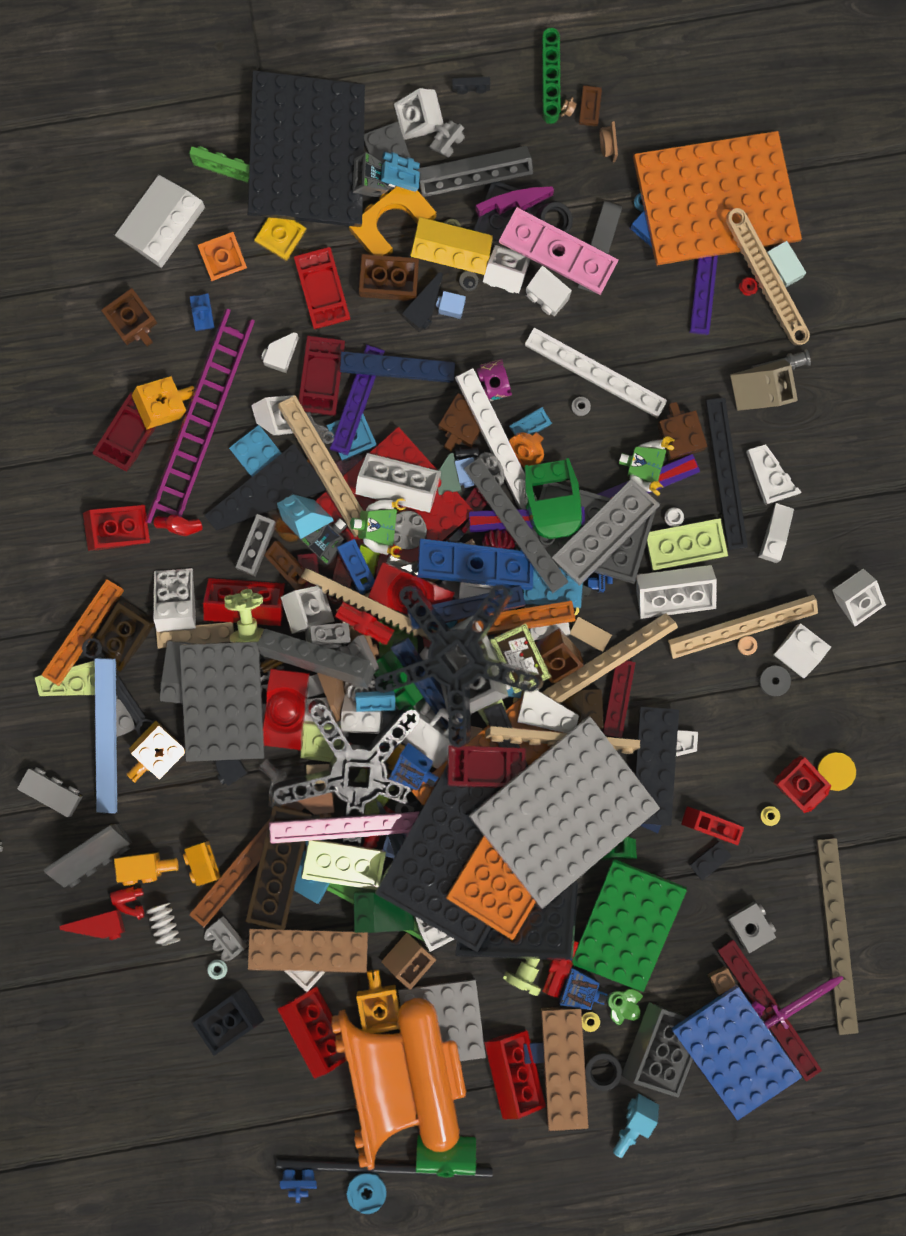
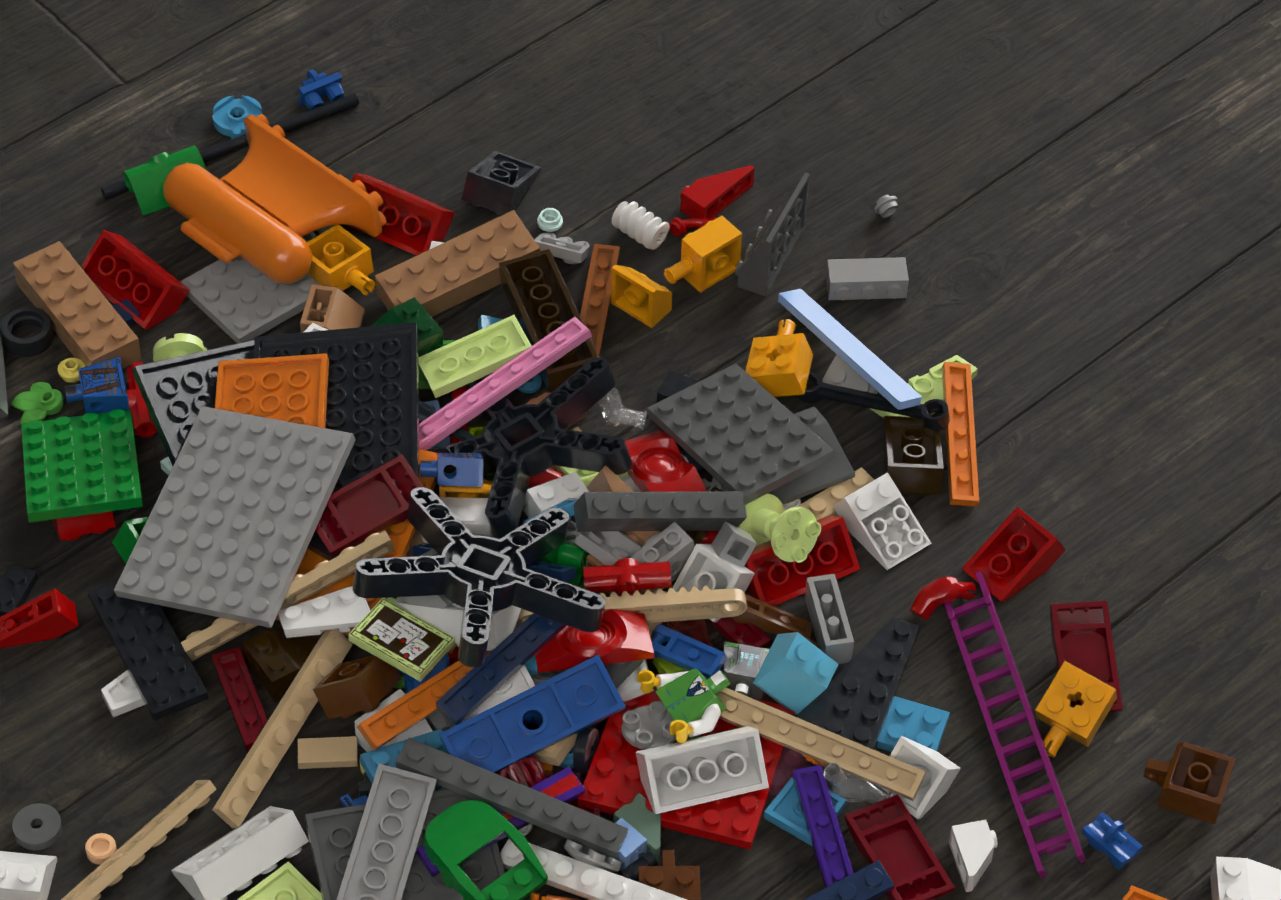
camera: 155 degrees right, 35 degrees down
(282, 618) = (734, 544): none -> light grey brick

